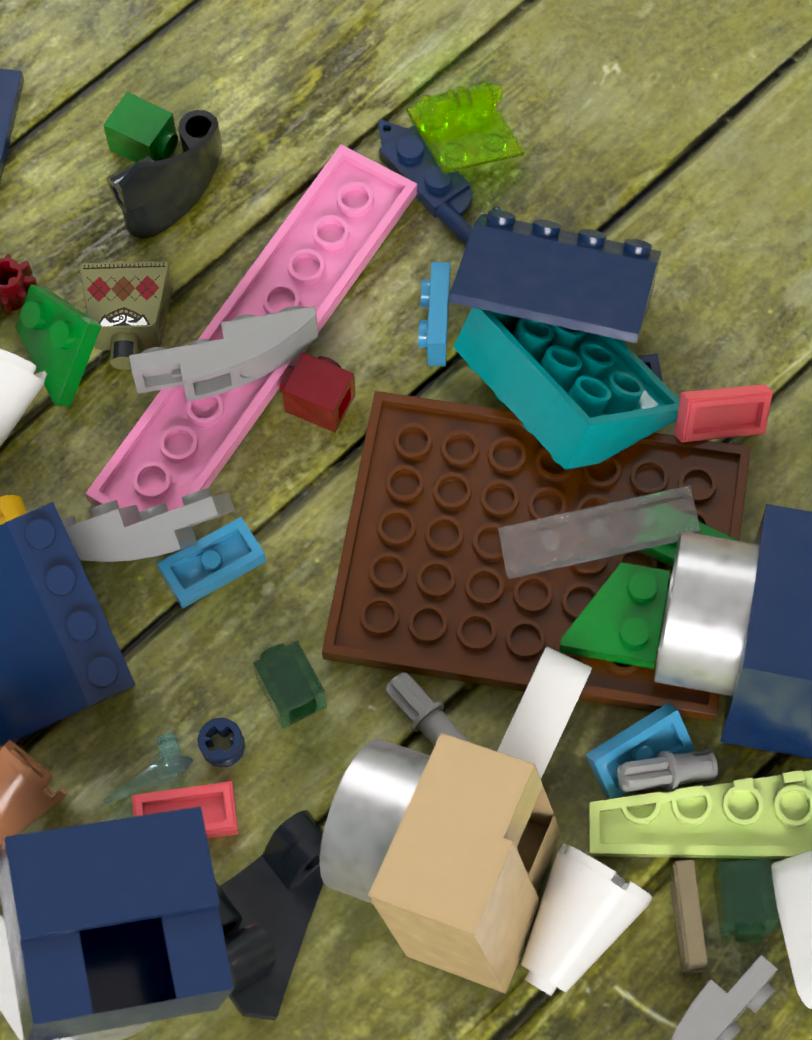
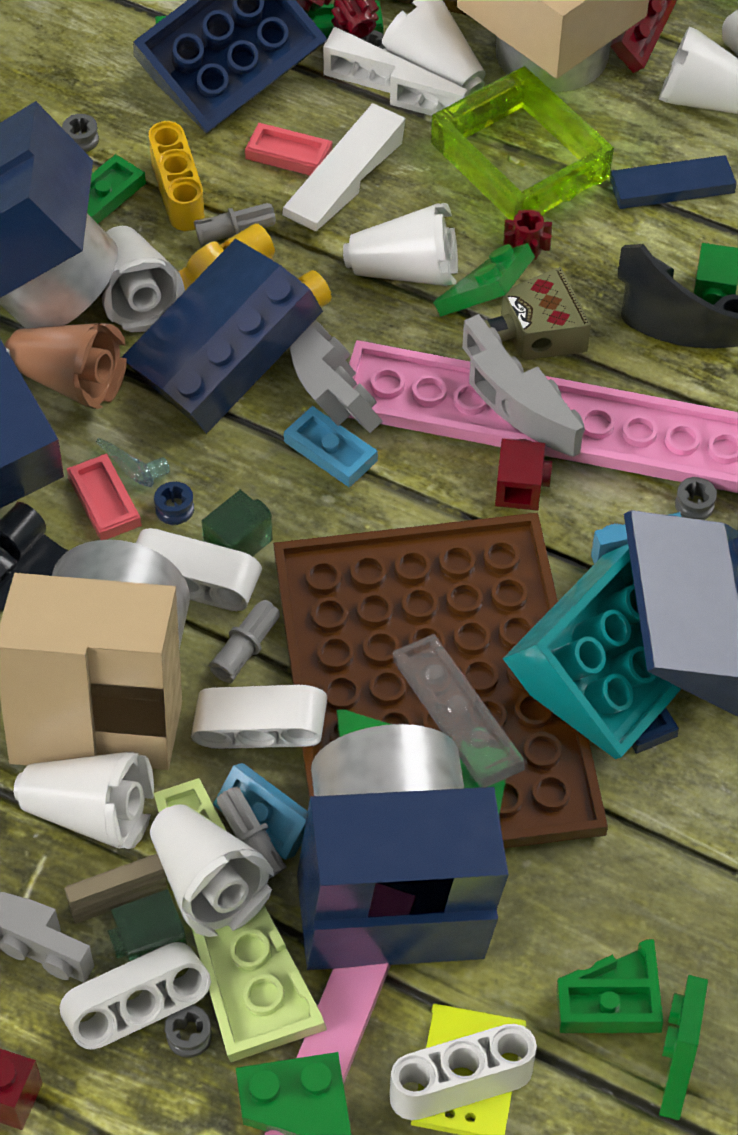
camera: 70 degrees right, 10 degrees down
(323, 743) = (211, 571): none -> white beam
(403, 237) = (699, 487): none -> dark grey bush
(711, 816) = (209, 870): none -> white cone
(723, 413) = (630, 790): coral tile -> none

